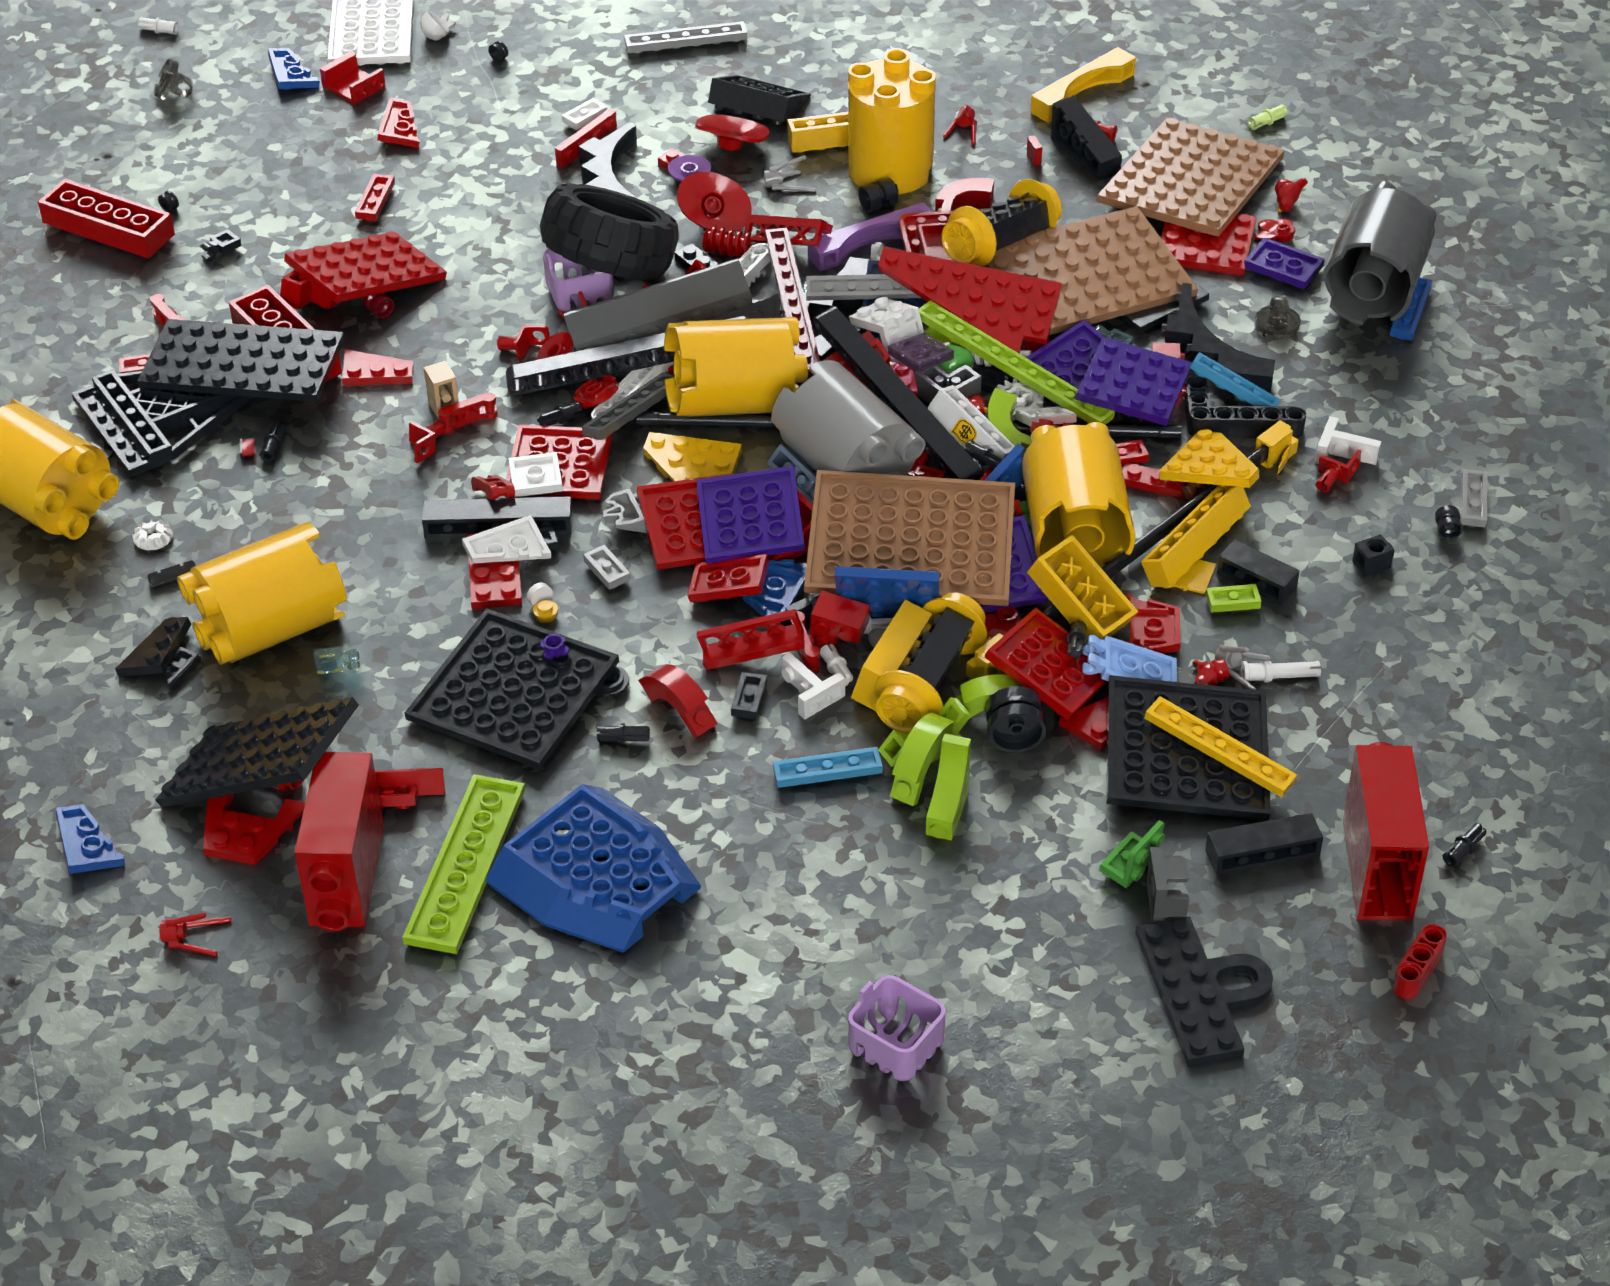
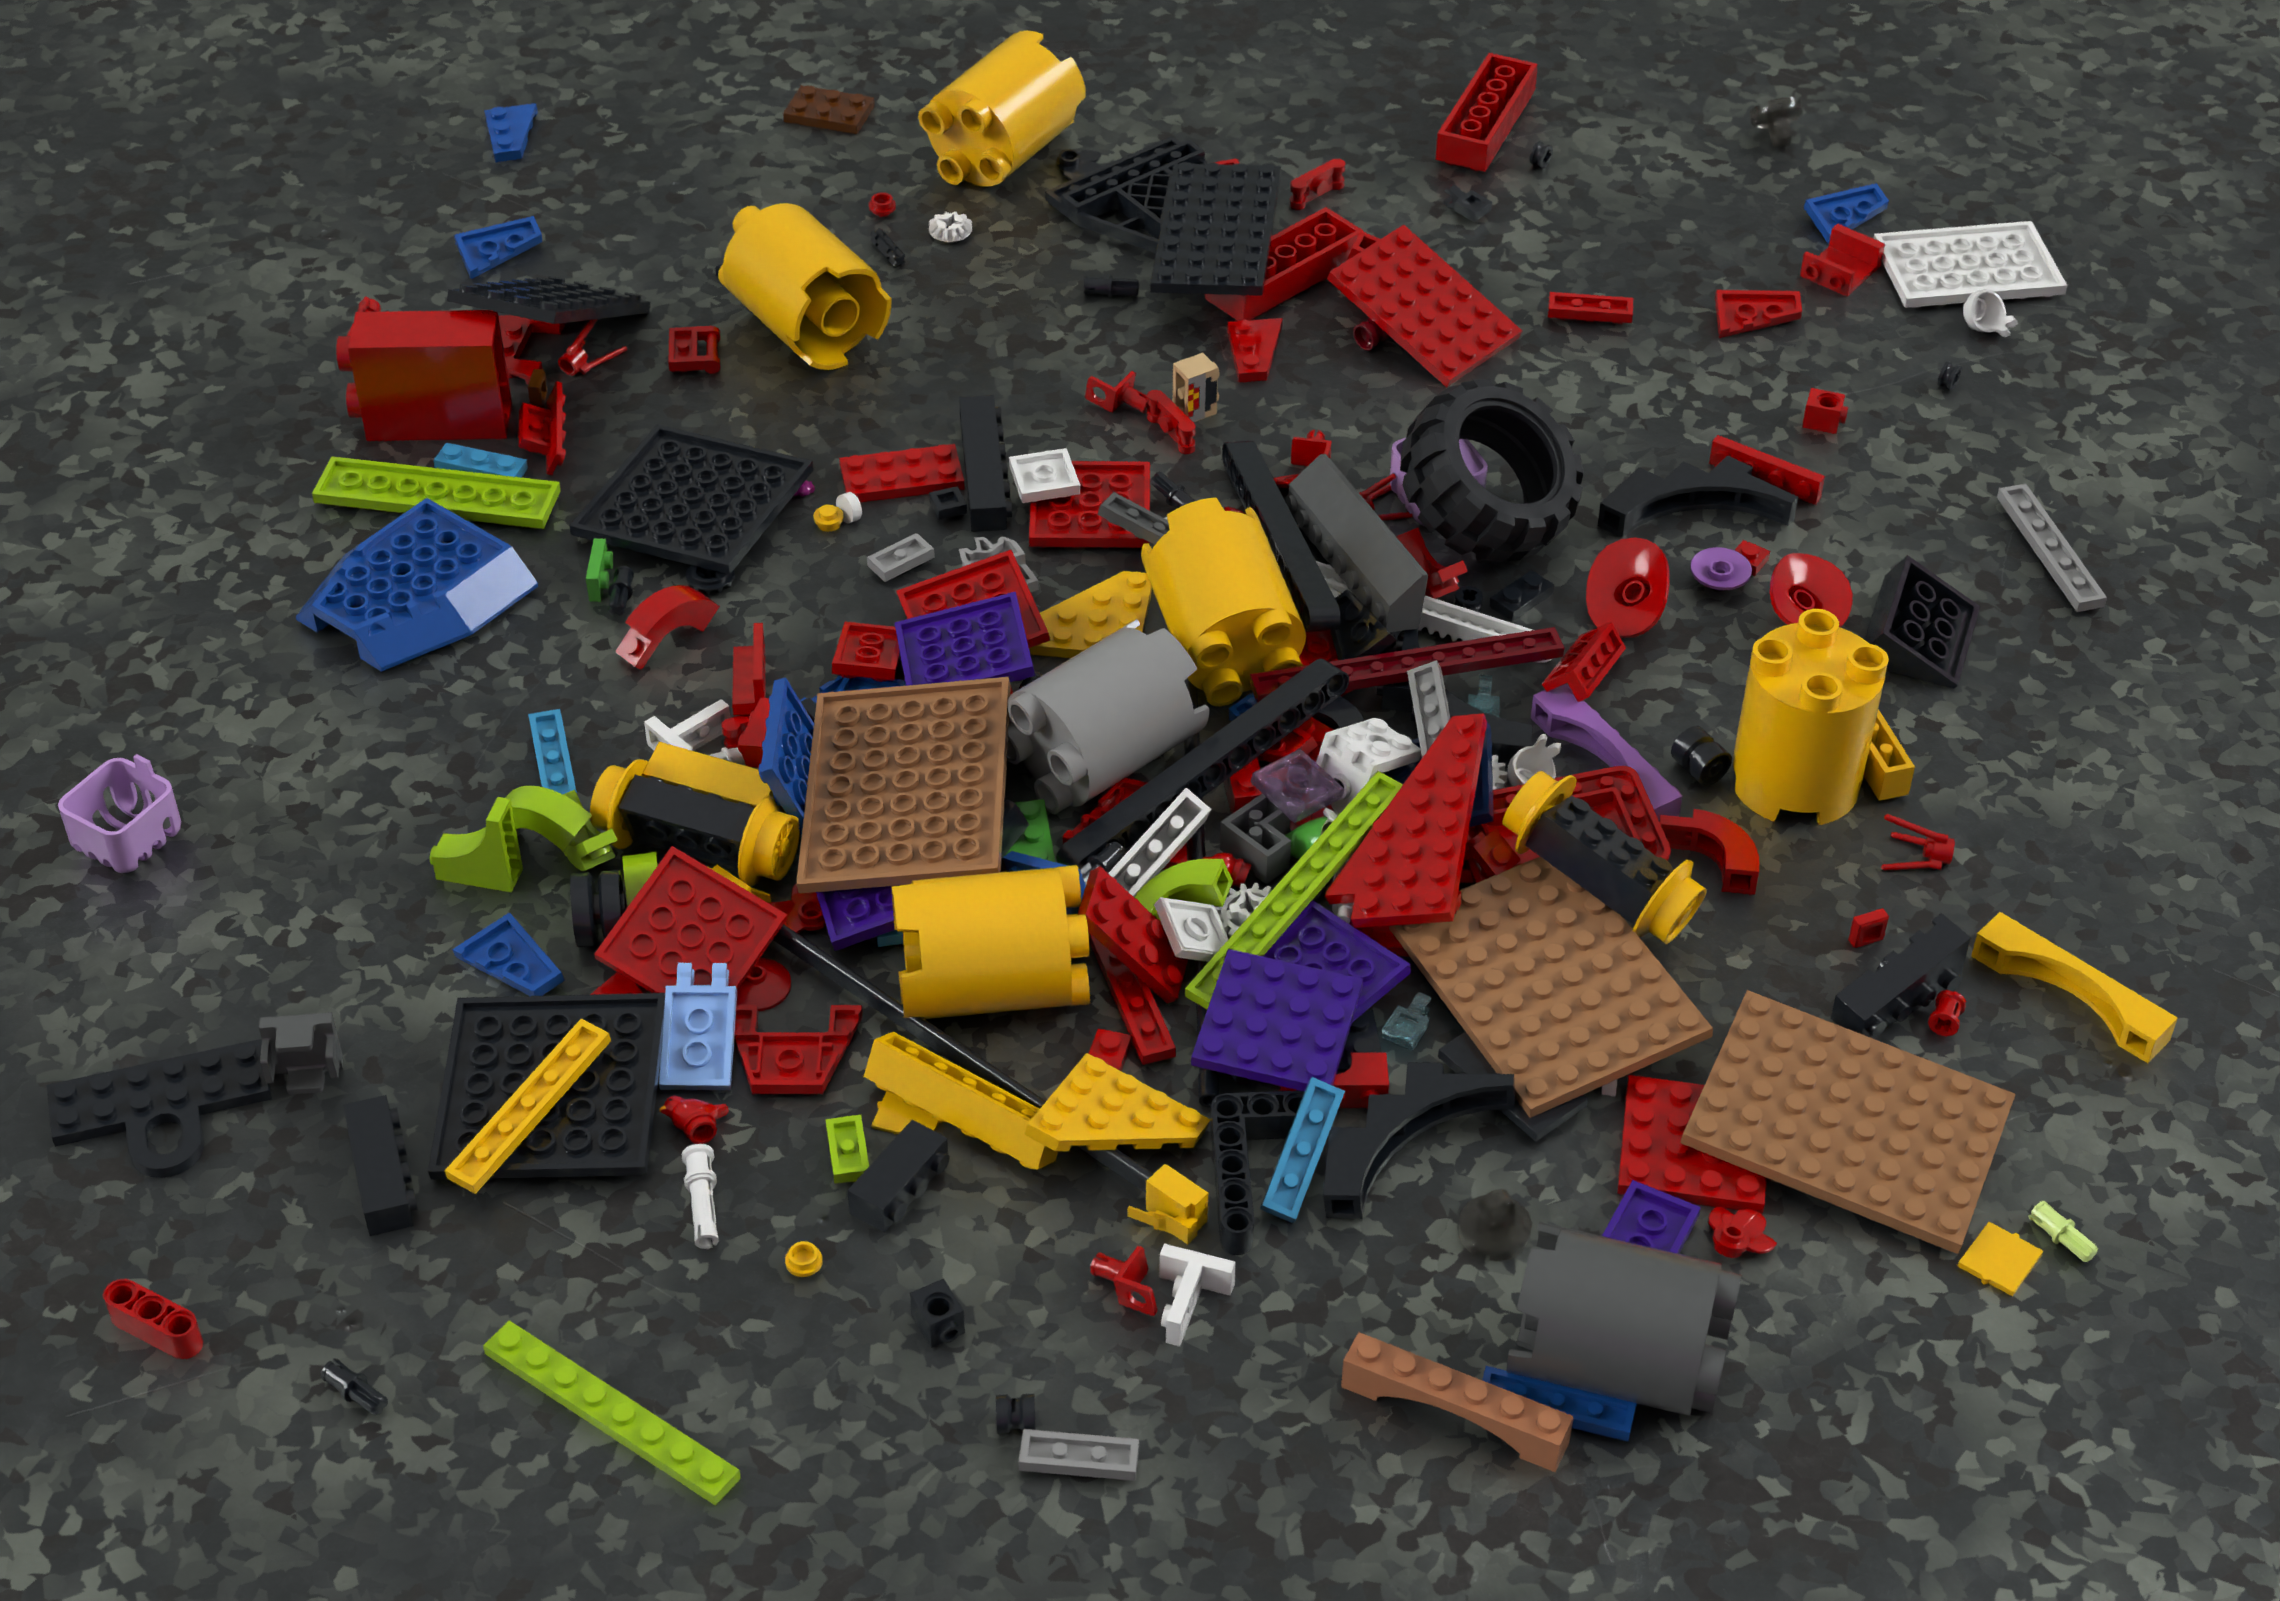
camera: 85 degrees right, 0 degrees up
(106, 575) = (882, 204): none -> red plate
(158, 25) = (1909, 101): white axle -> none
(247, 448) = (1101, 270): red piece -> none
(291, 694) = (684, 349): none -> red plate
(332, 660) = (742, 368): clear light blue plate -> none
(424, 838) = (479, 461): none -> dark azure plate
(493, 486) = (1019, 442): red plate -> none
(508, 542) = (922, 466): white wing -> none
(526, 106) = (1824, 411): none -> red brick
(554, 646) = (736, 510): dark purple plate -> none
(583, 114) = (1836, 469): white plate -> none
(595, 746) = (597, 574): none -> bright green plate
(726, 243) = (1556, 608): red piece -> none
(749, 695) = (677, 687): black plate -> none
(774, 177) = (1724, 654): light grey plant -> none
(1048, 781) = (511, 956): none -> blue wing
(1076, 639) = (734, 957): black axle -> none
(1082, 589) = (813, 958): yellow brick -> none
(1131, 856) = (365, 1028): bright green bracket -> none
(1233, 658) = (725, 1138): light grey plant -> none
(1288, 141) = (2000, 1258): none -> yellow piece
(1288, 193) = (1834, 1245): red animal -> none
(1330, 620) = (803, 1259): none -> yellow plate
(1385, 832) = (328, 1250): red brick -> none
(1405, 358) = (1526, 1425): none -> nougat arch
(1467, 712) = (612, 1412): none -> lime plate

